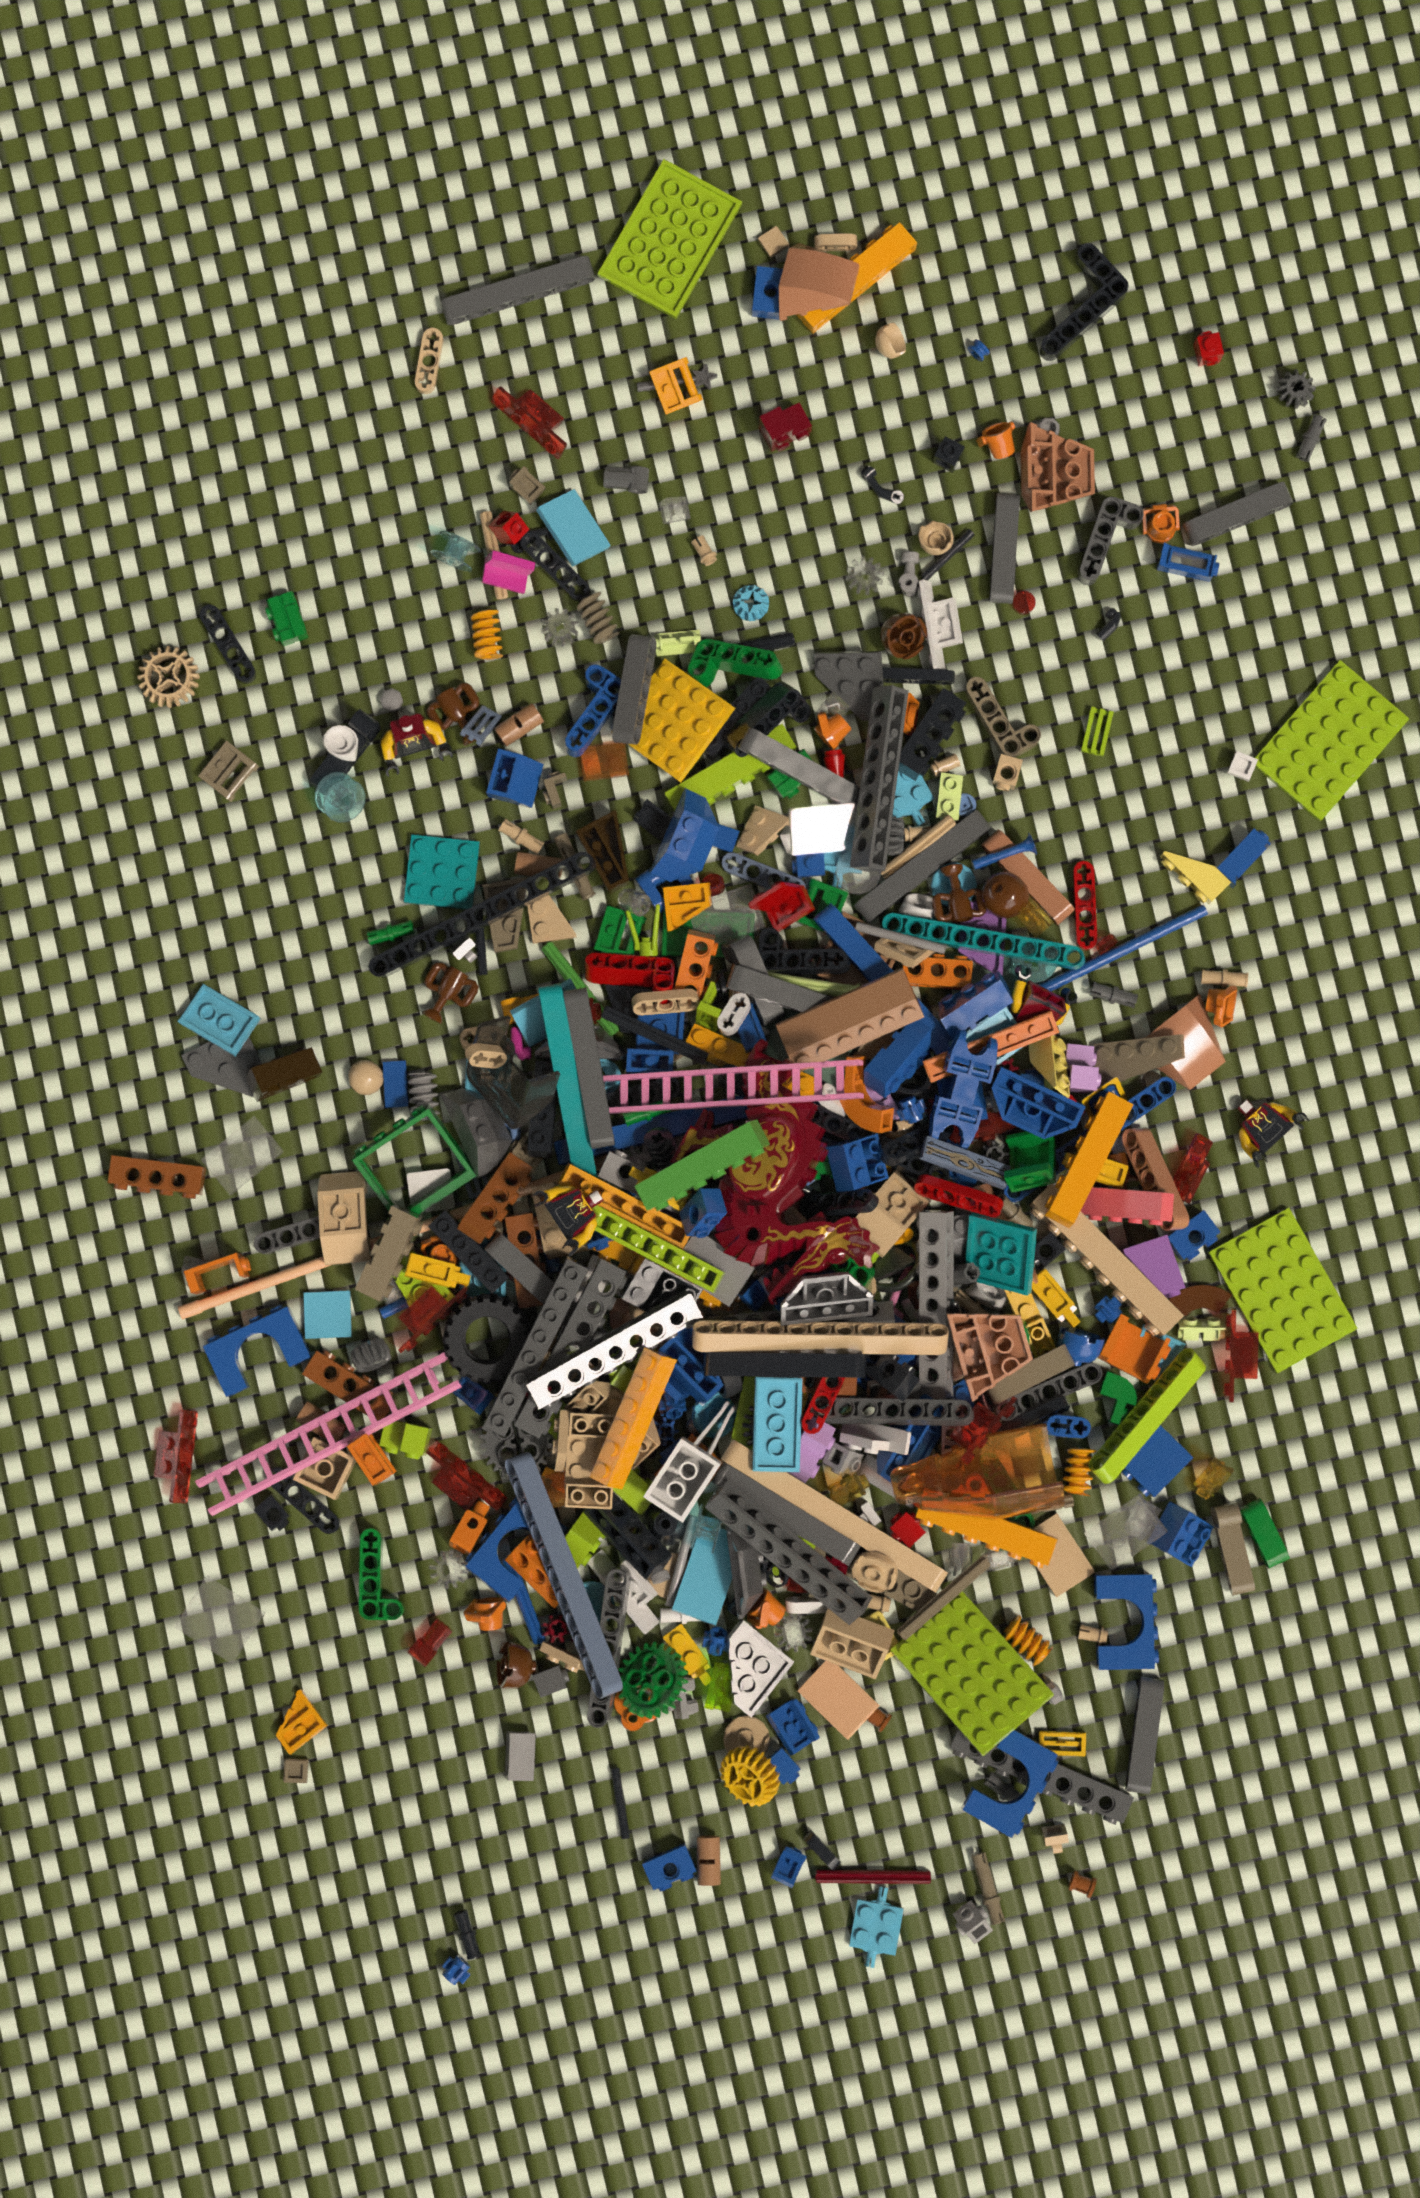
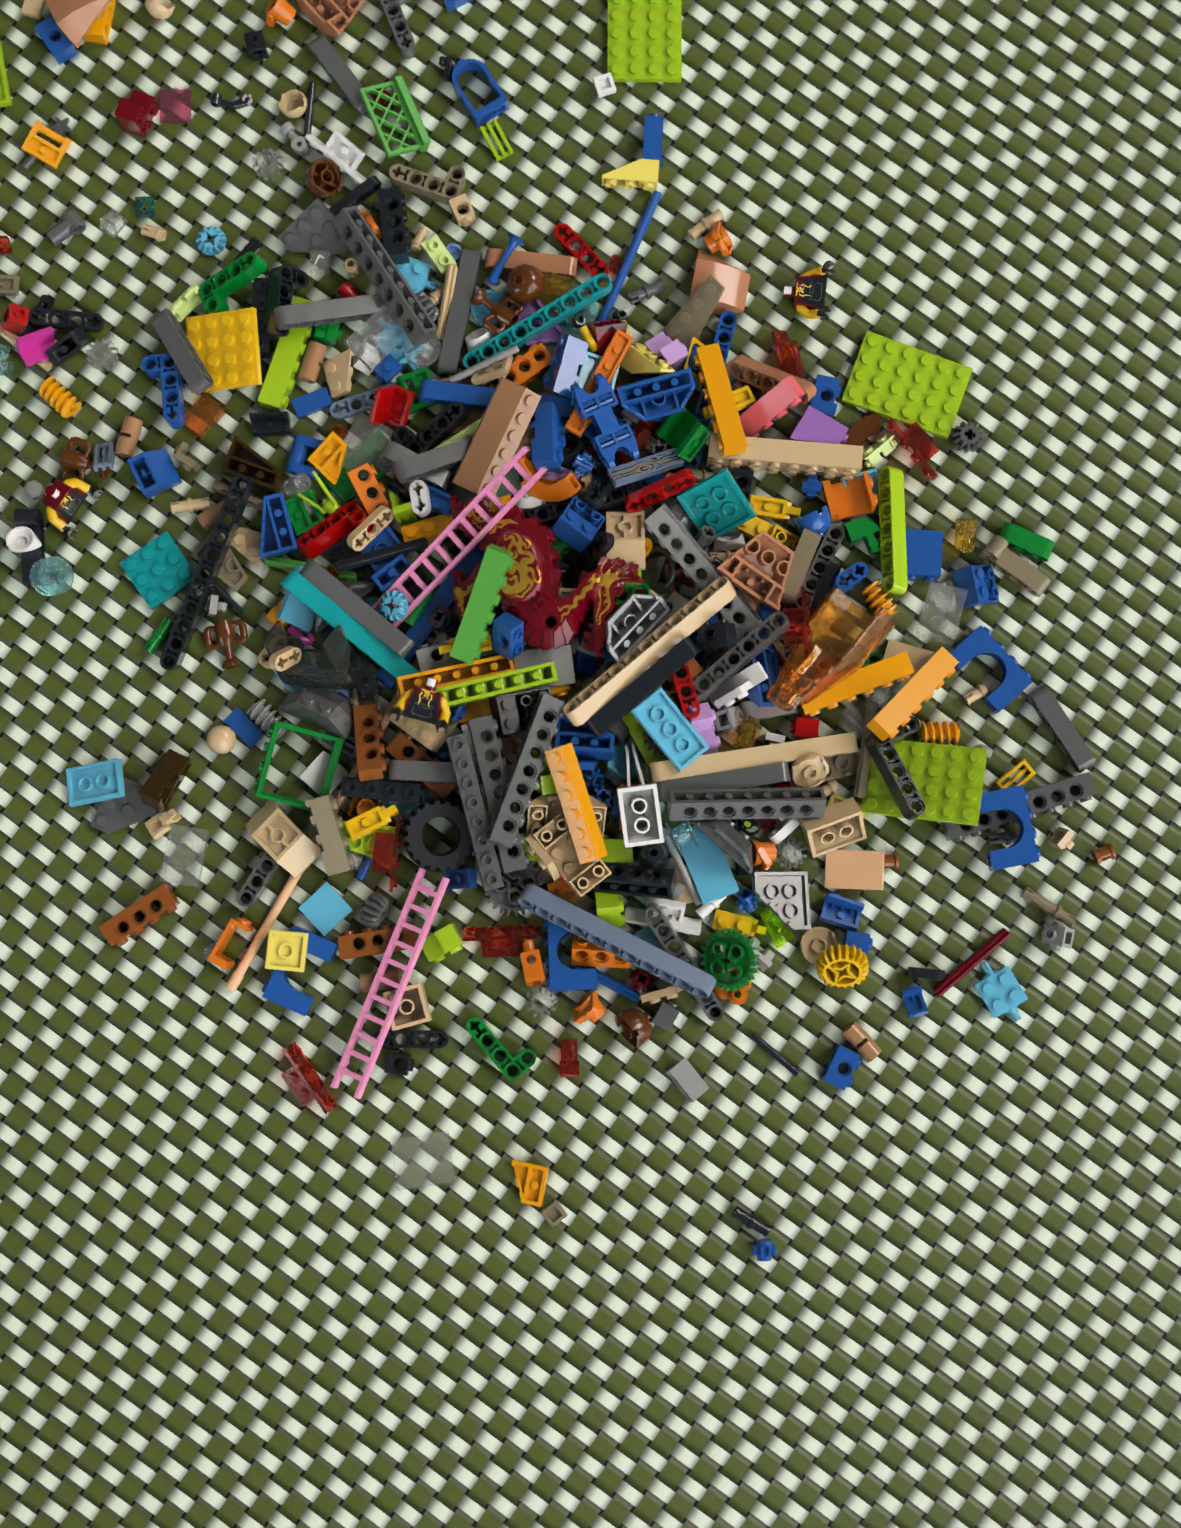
camera: 45 degrees left, 0 degrees up
(244, 1108) = (159, 824): none -> tan plate
(260, 1323) = (286, 950): none -> light yellow tile
(371, 1459) = (431, 974): orange panel -> none
(535, 594) = (68, 346): none -> black slope
(573, 527) = (57, 285): medium azure tile -> none
(580, 927) = (276, 531): none -> blue wedge
(596, 618) = (121, 330): dark tan piece -> none
(634, 1093) = (399, 599): none -> medium azure gear
(686, 839) = (296, 416): blue wedge -> none
(717, 519) = (145, 206): none -> clear green tile
(741, 799) = (312, 359): none -> medium nougat pin
(826, 446) = (175, 105): none -> clear pink piece
(832, 729) = (329, 275): orange piece -> none
(863, 736) = (354, 266): none -> tan pin
(957, 1633) = (895, 765): none -> black beam
(1029, 1584) = (910, 696): none -> light orange brick
(1037, 635) = (410, 116): none -> bright green fence
(1116, 699) = (492, 109): none -> blue window
(1288, 1388) = (973, 433): none -> dark grey gear

